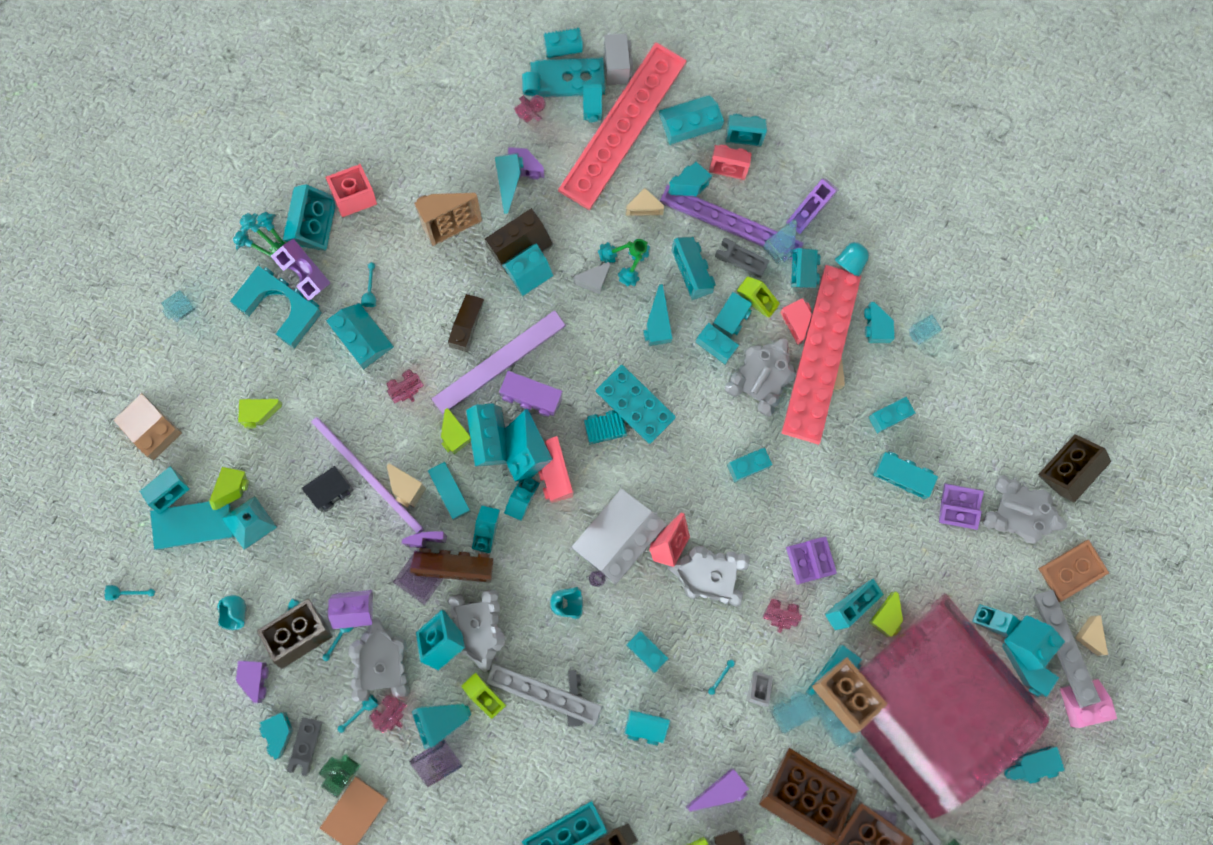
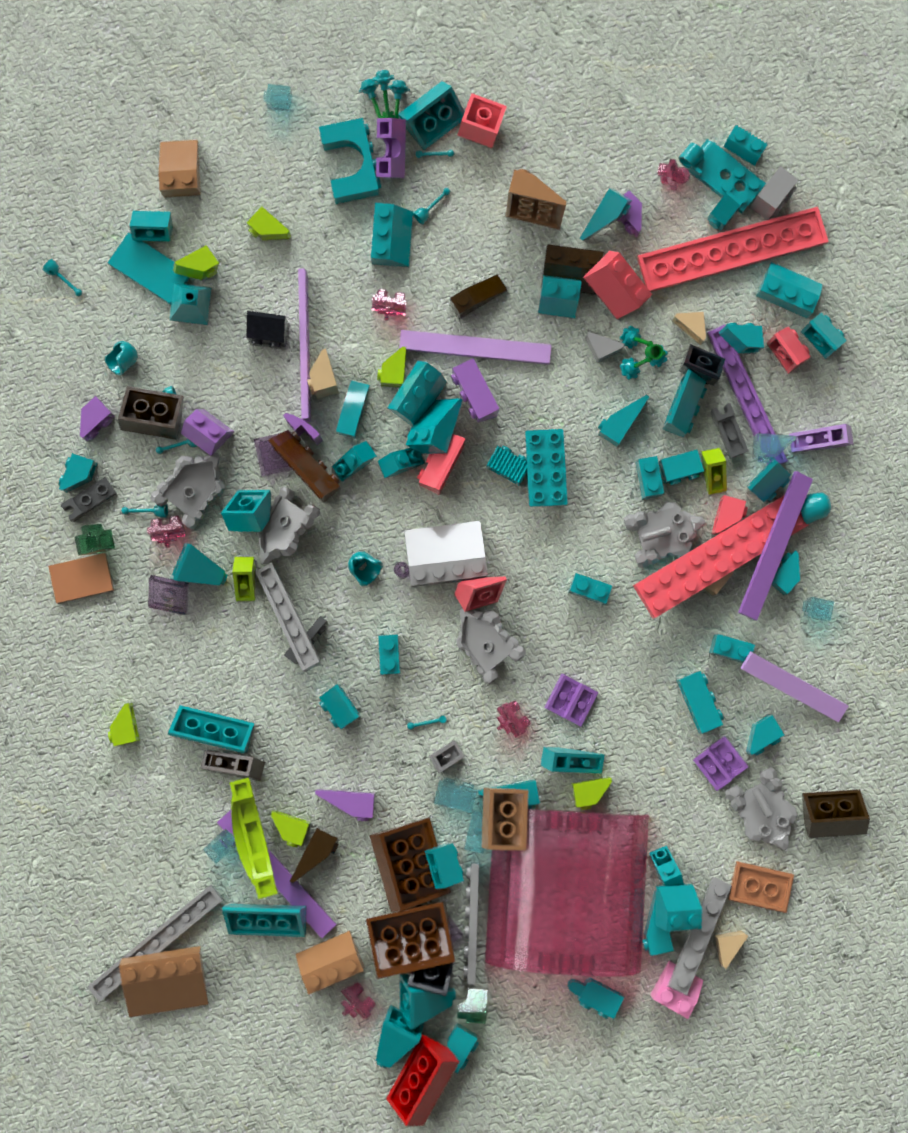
camera: 45 degrees right, 5 degrees up
(348, 235) = (419, 154): none -> teal hinge
(564, 223) = (617, 285): none -> coral slope
(679, 225) = (703, 363): none -> black slope
(835, 774) = (444, 865): none -> teal brick
(854, 311) = (775, 545): none -> medium lavender tile
(961, 401) = (794, 686): none -> lavender tile
(971, 457) = (762, 734): none -> teal slope

